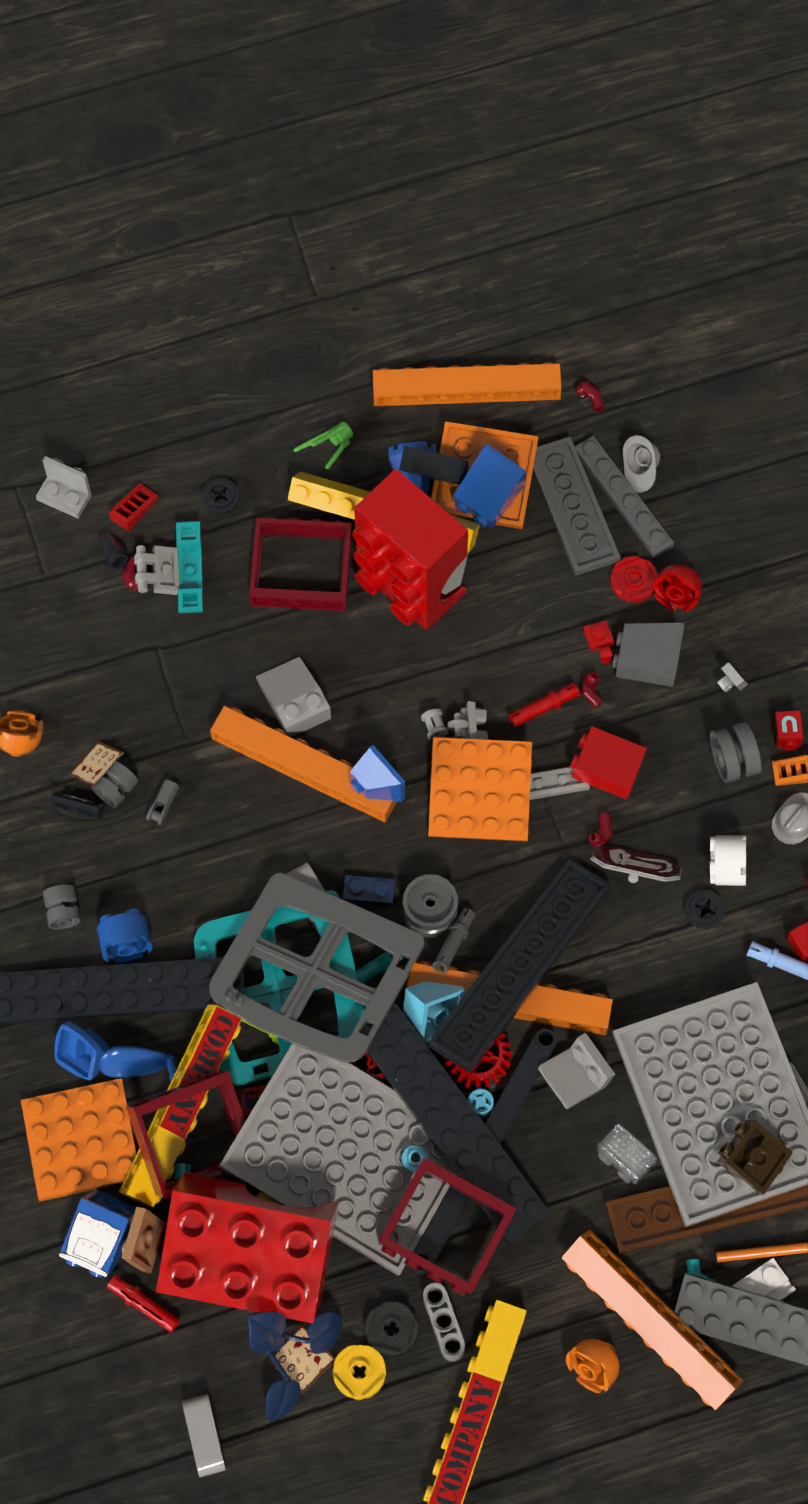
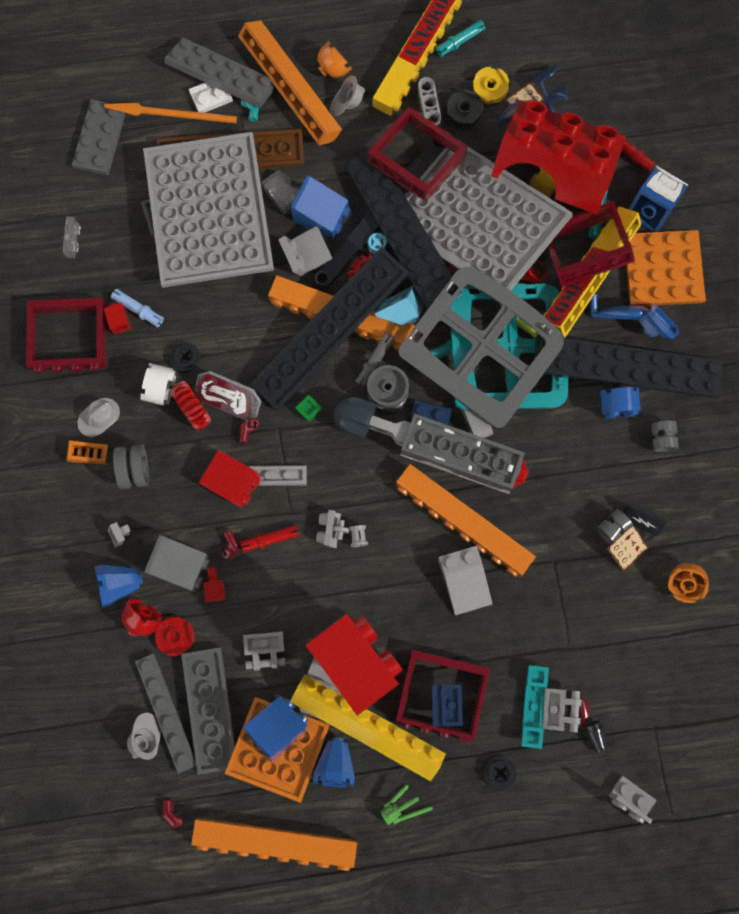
camera: 170 degrees left, 10 degrees up
(129, 522) = (585, 776): red slope -> none
(143, 1240) = (629, 183): medium nougat plate -> none
(164, 799) = (576, 511): dark grey bar -> none
(203, 1435) = (599, 62): light grey beam -> none
(294, 546) = (447, 705): none -> dark blue plate
(352, 841) = (439, 446): none -> dark grey piece
(377, 778) = (413, 485): slope -> none
(406, 1157) = (432, 210): medium azure plate -> none
(415, 1440) = (454, 41): none -> teal pin
(433, 465) = (319, 755): black beam -> none
(480, 789) = (333, 474): orange plate -> none
(524, 585) = (263, 644): none -> light grey plate
(528, 869) = (308, 408): none -> green plate
(565, 1312) = (347, 97): none -> light grey piece
(567, 1134) = (319, 208): none -> slope
(680, 839) = (190, 405): none -> red gear
(718, 619) = (116, 583): none -> blue cone
(754, 1155) = (195, 162): dark brown plate -> none
(788, 730) = (86, 483): red brick -> none

